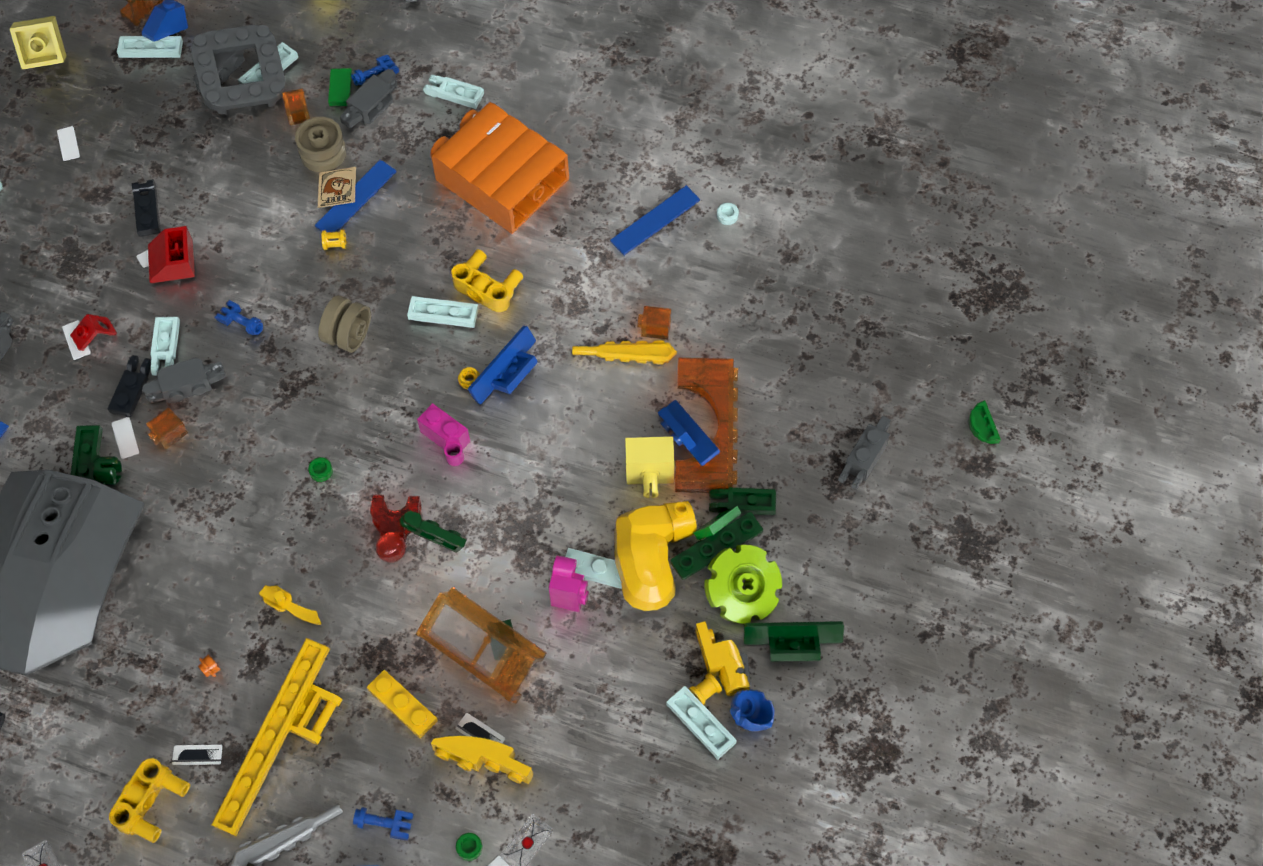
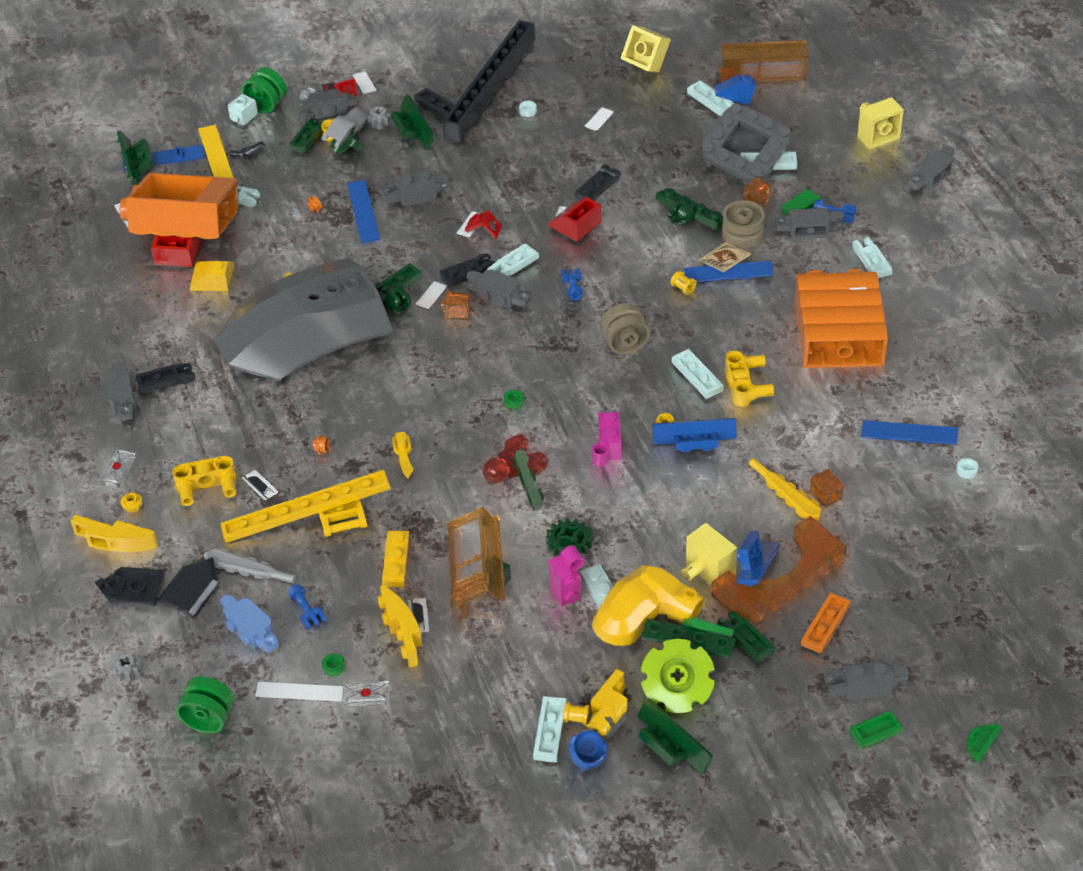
camera: 50 degrees right, 15 degrees down
(256, 169) = (686, 209): none -> dark green plate
(528, 557) = (569, 534): none -> dark green gear
(784, 434) = (825, 623): none -> orange plate
(910, 485) = (876, 729): none -> green tile

